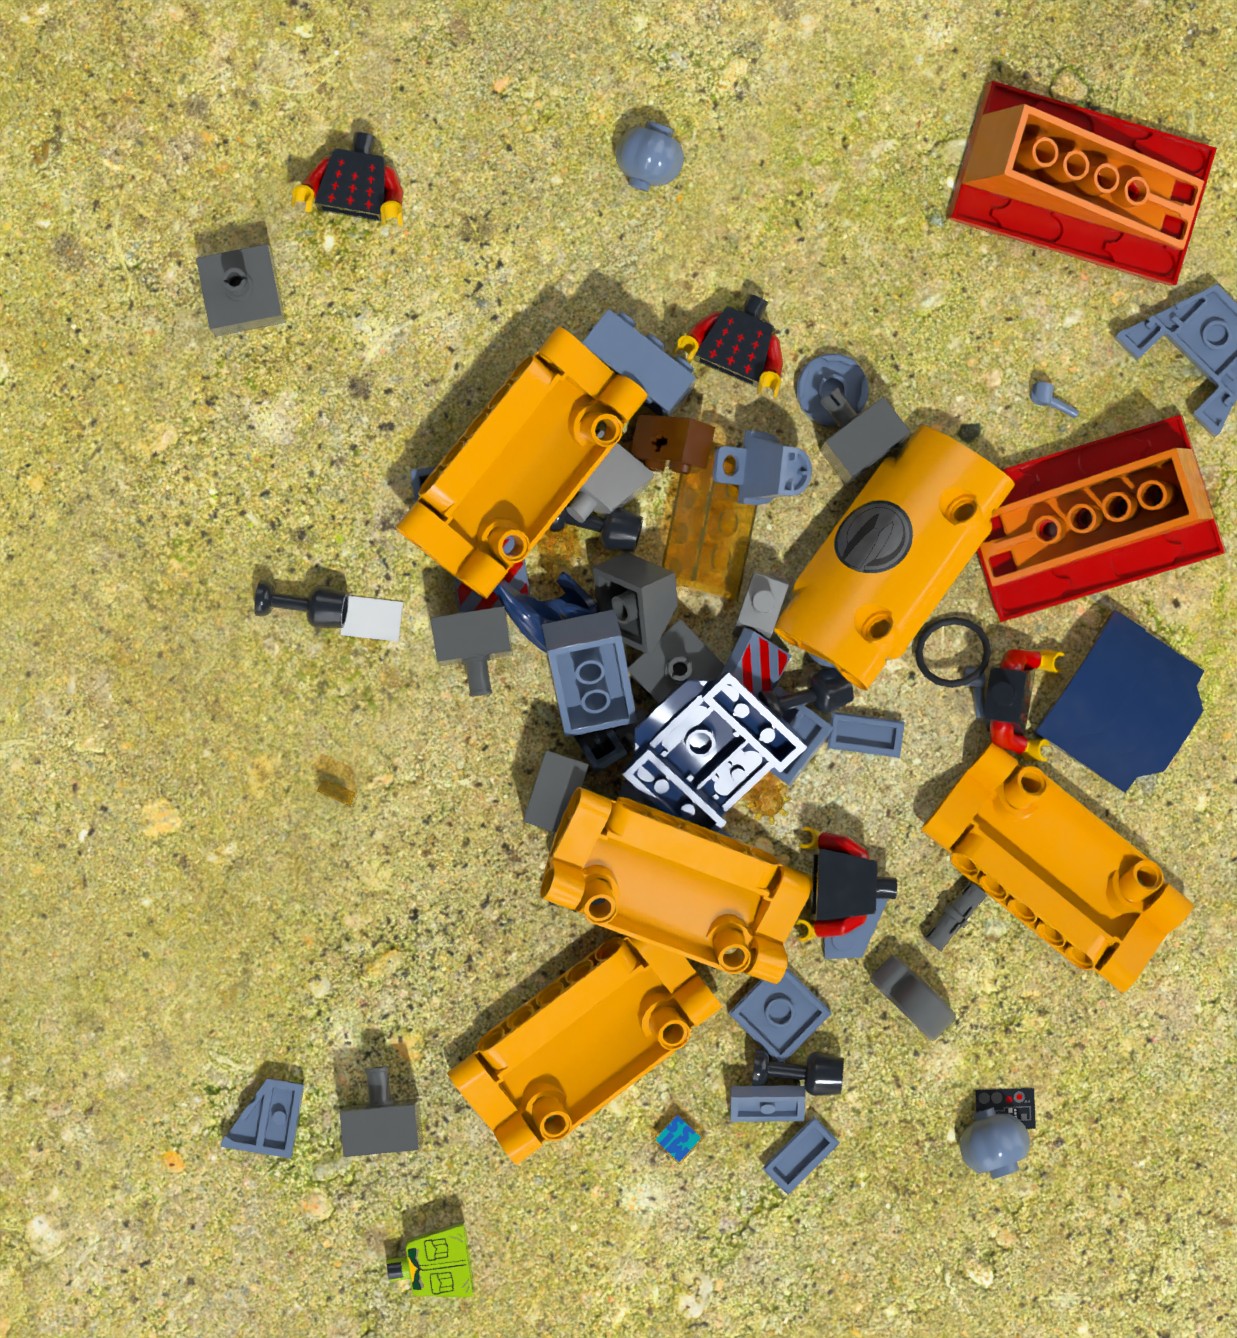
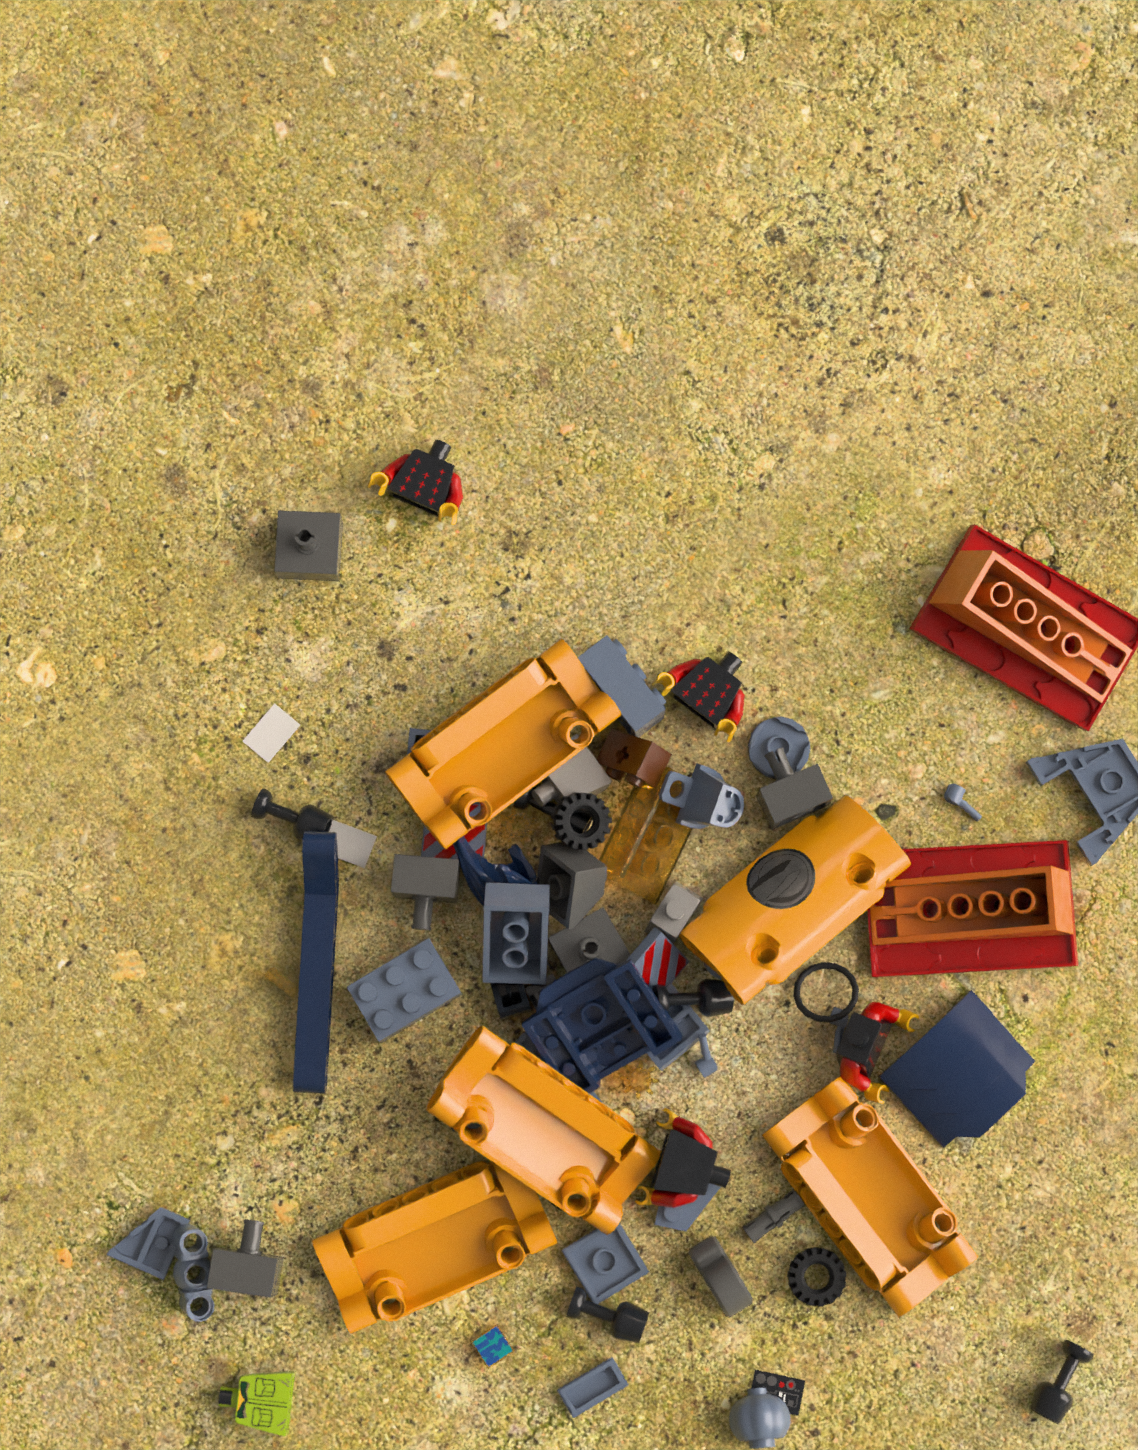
camera: 20 degrees right, 5 degrees down
(253, 514) = (271, 733): none -> white sticker
(312, 1128) = (186, 1259): none -> sand blue piece
(372, 760) = (316, 961): none -> dark blue beam
(479, 768) = (404, 990): none -> sand blue brick
(553, 790) = (461, 1022): dark grey brick -> none
(649, 156) = (674, 517): sand blue plant -> none
(652, 522) = (600, 821): none -> black tyre
(767, 1103) = (575, 1335): sand blue plate -> none
(839, 765) = (706, 1064): none -> sand blue hand
(866, 734) = (737, 1043): sand blue tile -> none
(1041, 977) = (836, 1281): none -> black tyre

